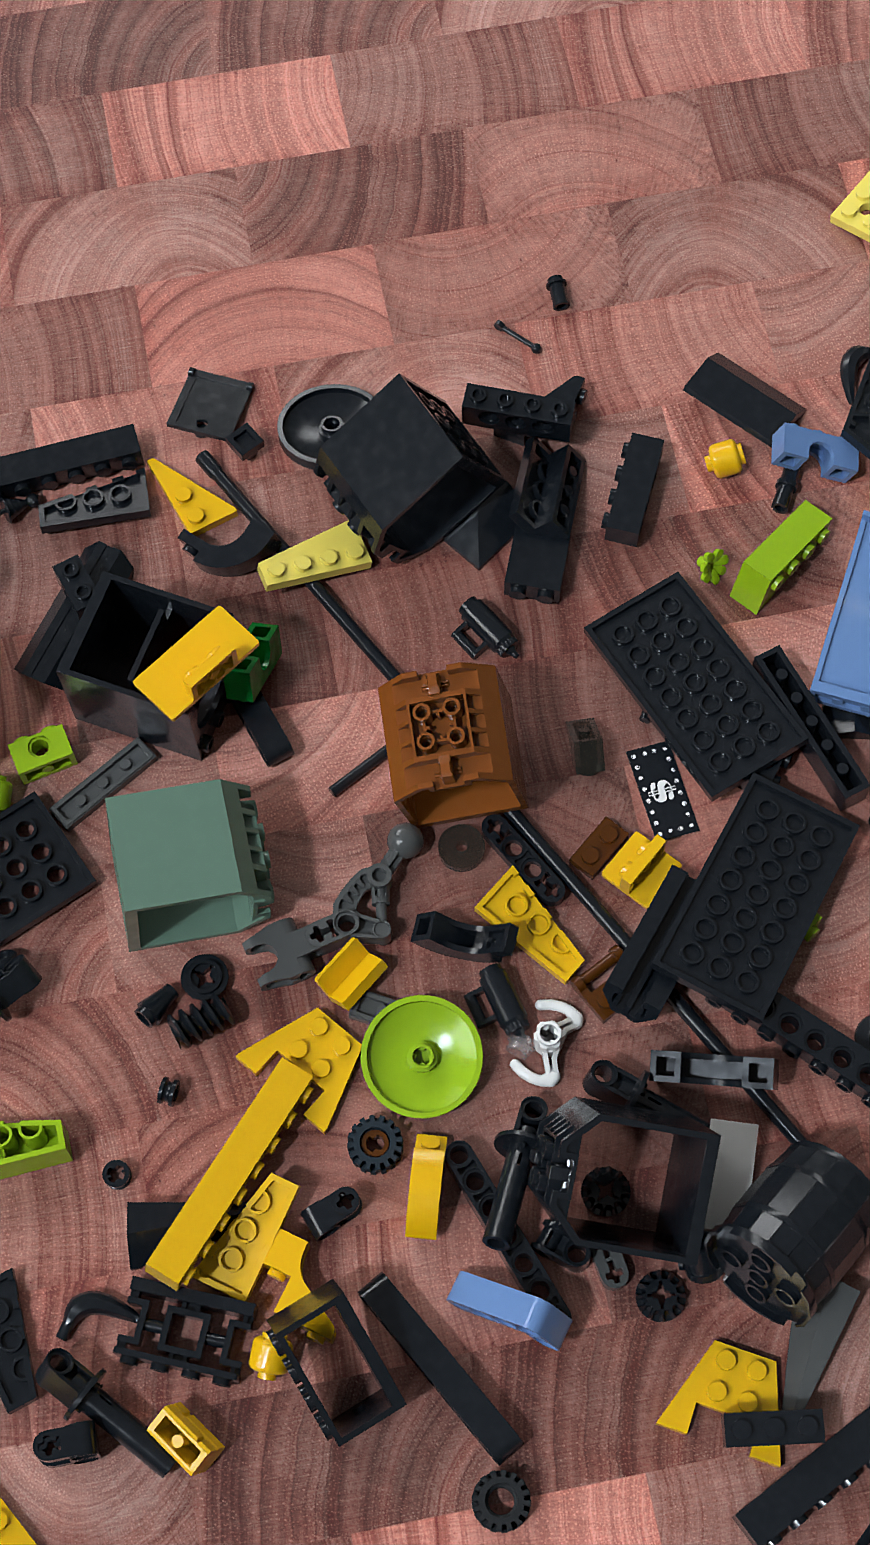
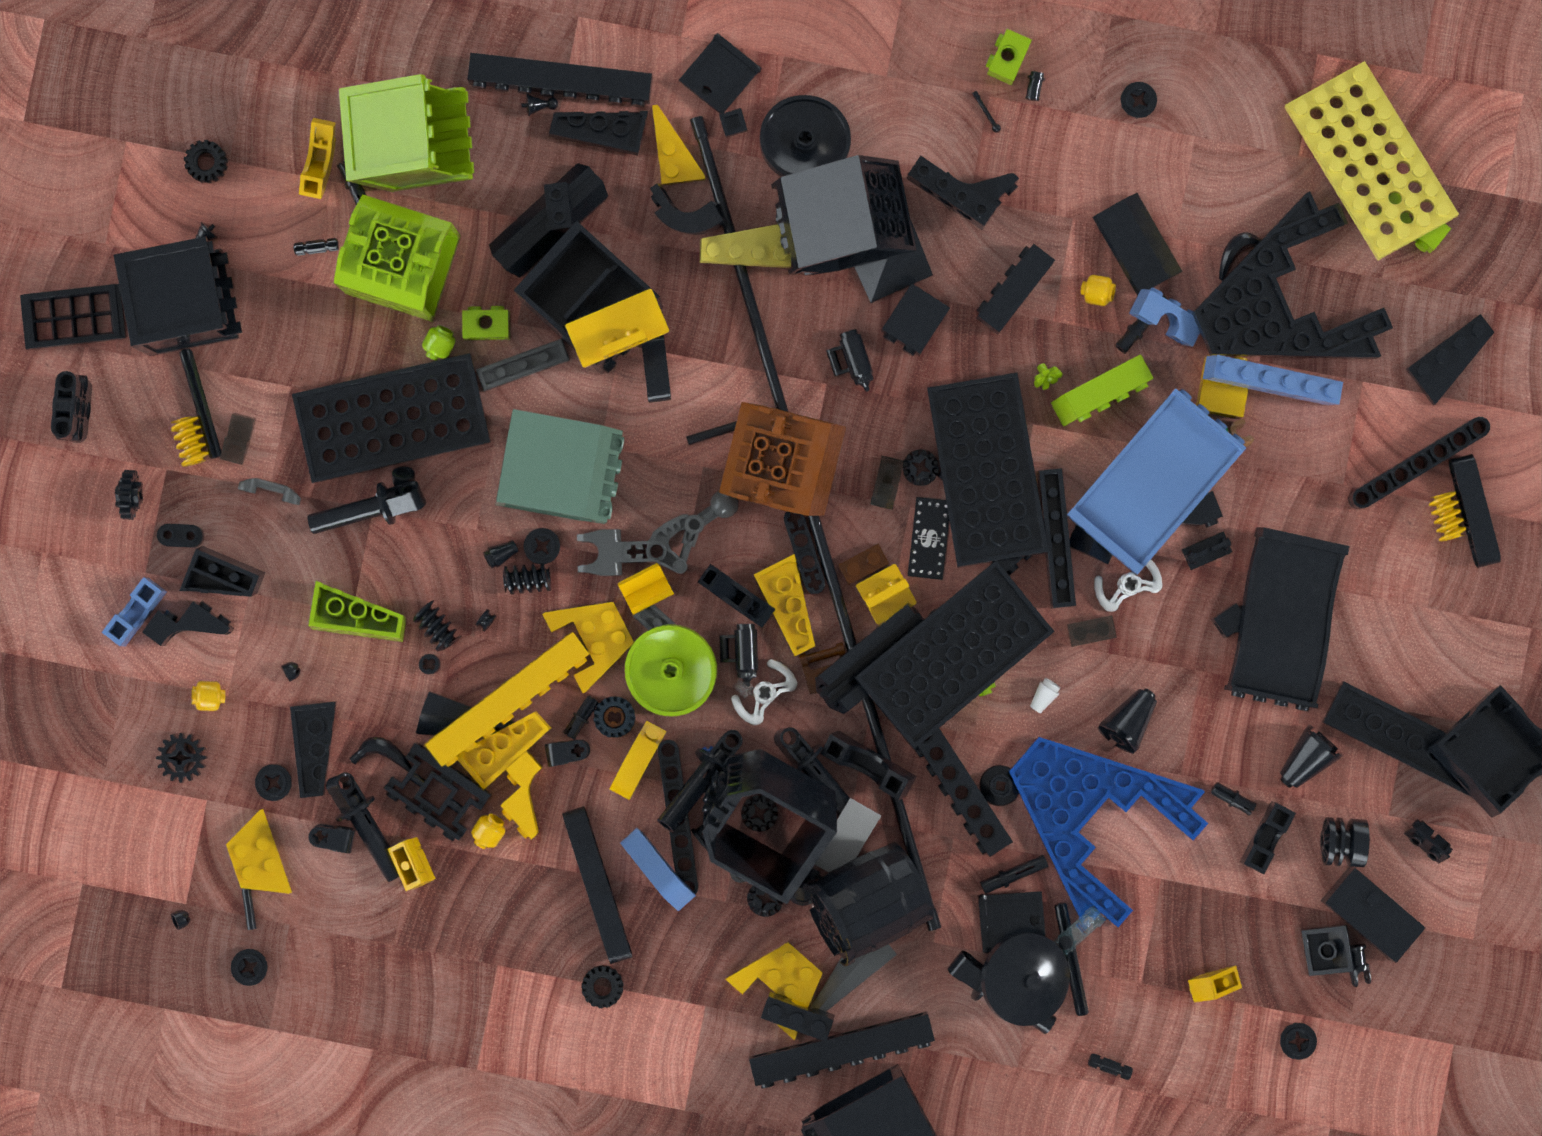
camera: 20 degrees right, 20 degrees up
(107, 1125) = (435, 627): none -> black piece
(251, 674) = (676, 311): green arch -> none
(333, 1162) = (581, 717): none -> black axle
(368, 1411) = (535, 896): black hose -> none
(461, 835) = (753, 523): clear smoke piece -> none
(516, 288) = (1007, 70): none -> lime brick
(547, 490) = (948, 263): black slope -> none
(625, 725) = (923, 478): none -> black gear
(666, 260) = (1149, 99): none -> black gear

